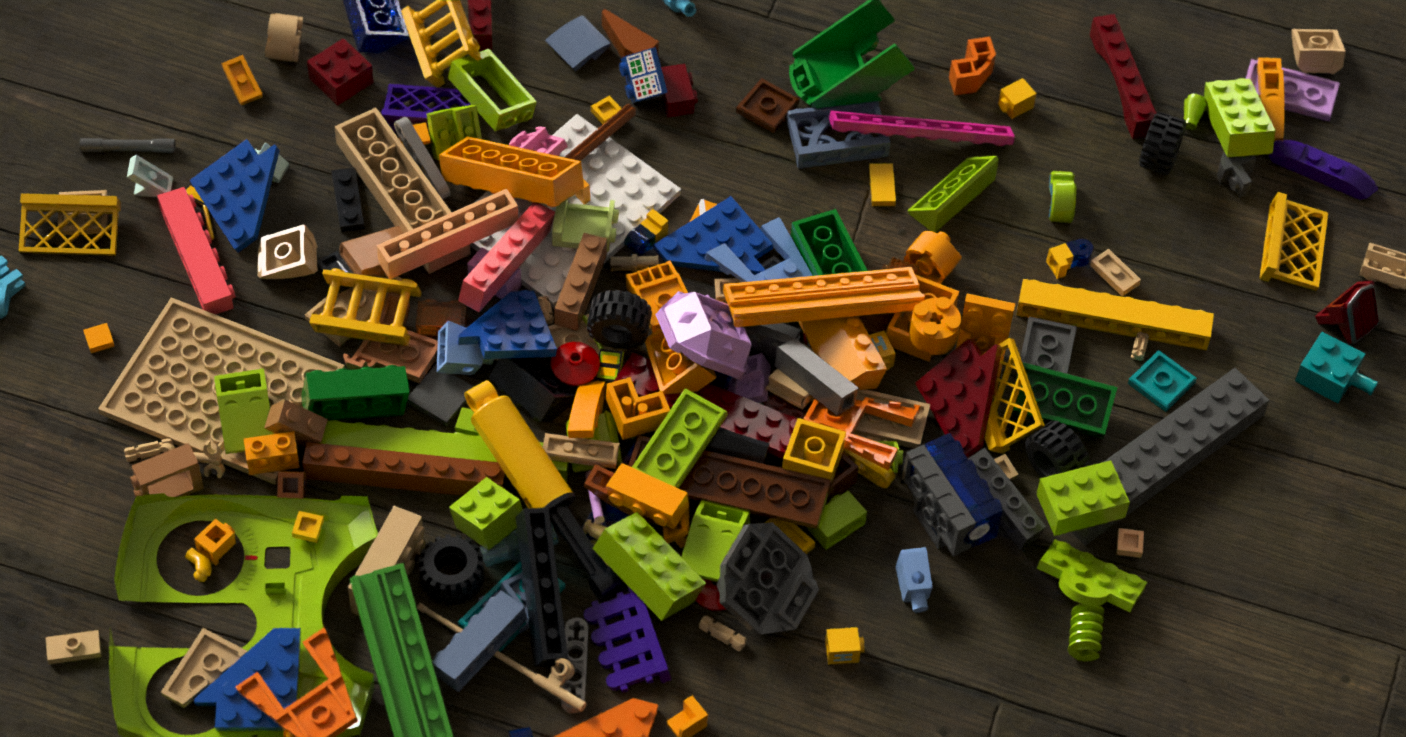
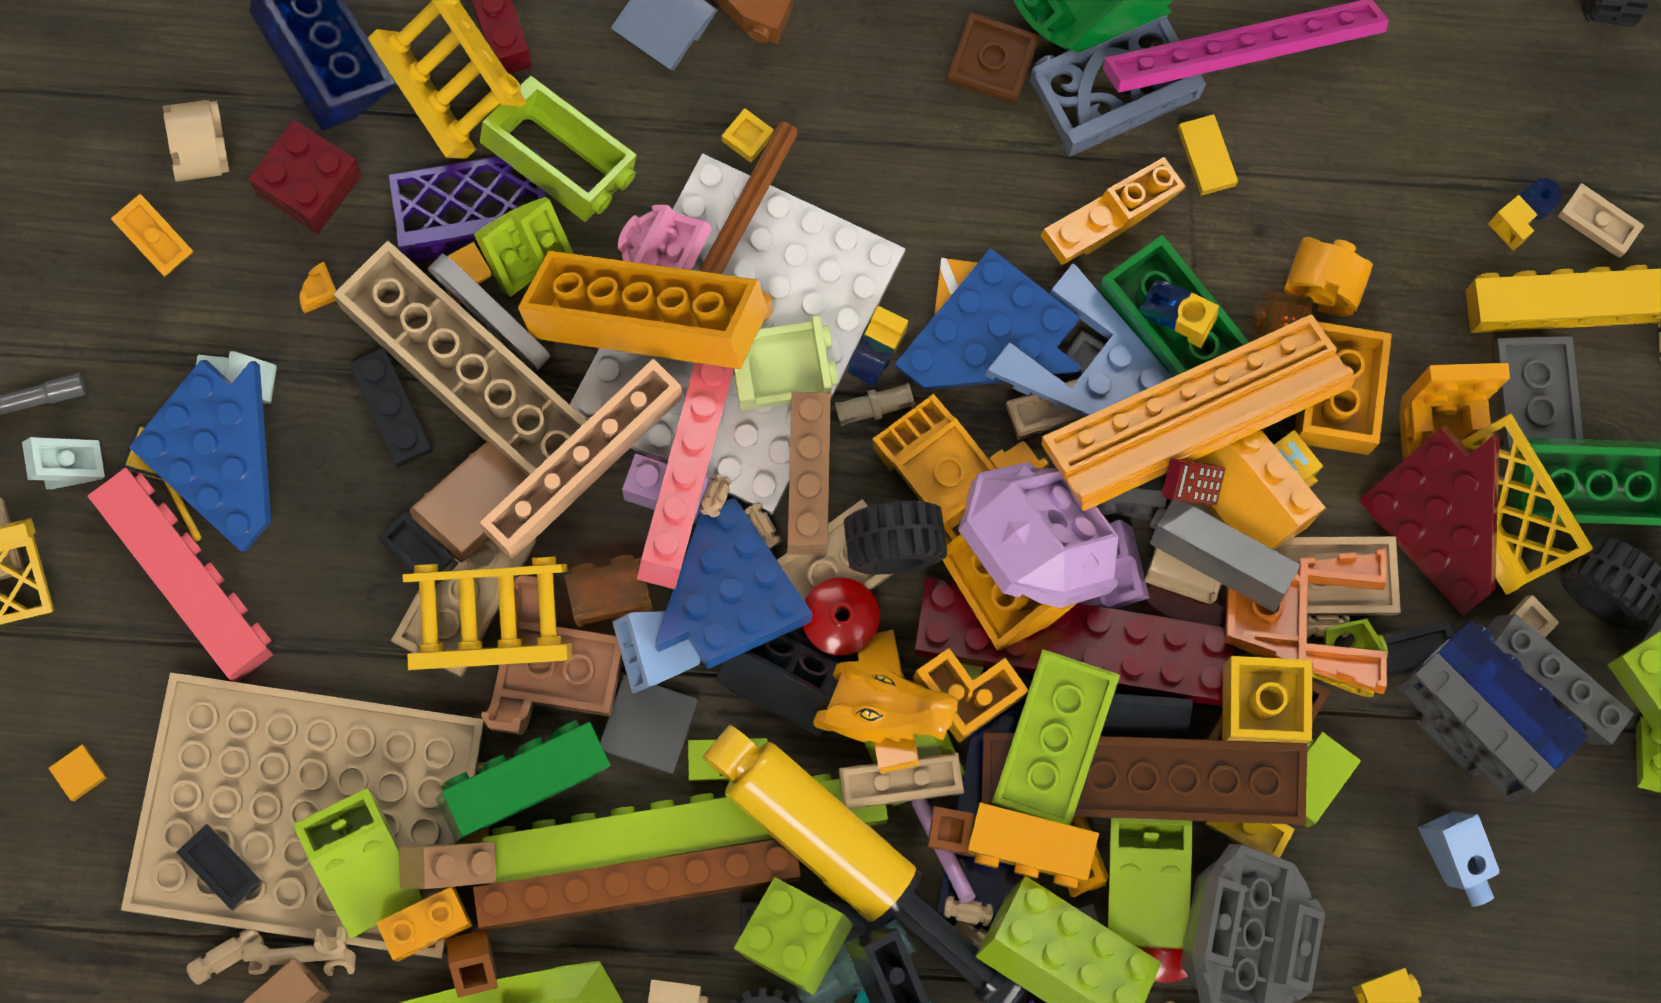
camera: 20 degrees left, 20 degrees up
(163, 399) = (219, 867): none -> black tile
(287, 254) = (330, 543): tan slope -> none
(326, 132) = (317, 289): none -> light orange tile
(522, 283) = (715, 495): none -> tan piece
(581, 399) = (881, 705): none -> light orange animal
(610, 361) = (895, 601): piece -> none
(643, 75) = (792, 65): slope -> none
(679, 97) = (845, 68): dark red brick -> none
(808, 331) = (1193, 482): none -> dark red tile
(813, 200) = (1113, 212): none -> light orange slope
(832, 246) = (1180, 311): none -> leg
(935, 325) = (1396, 401): light orange brick -> none
(954, 192) = (1319, 138): lime slope -> none
(1062, 196) = (1490, 103): lime animal -> none

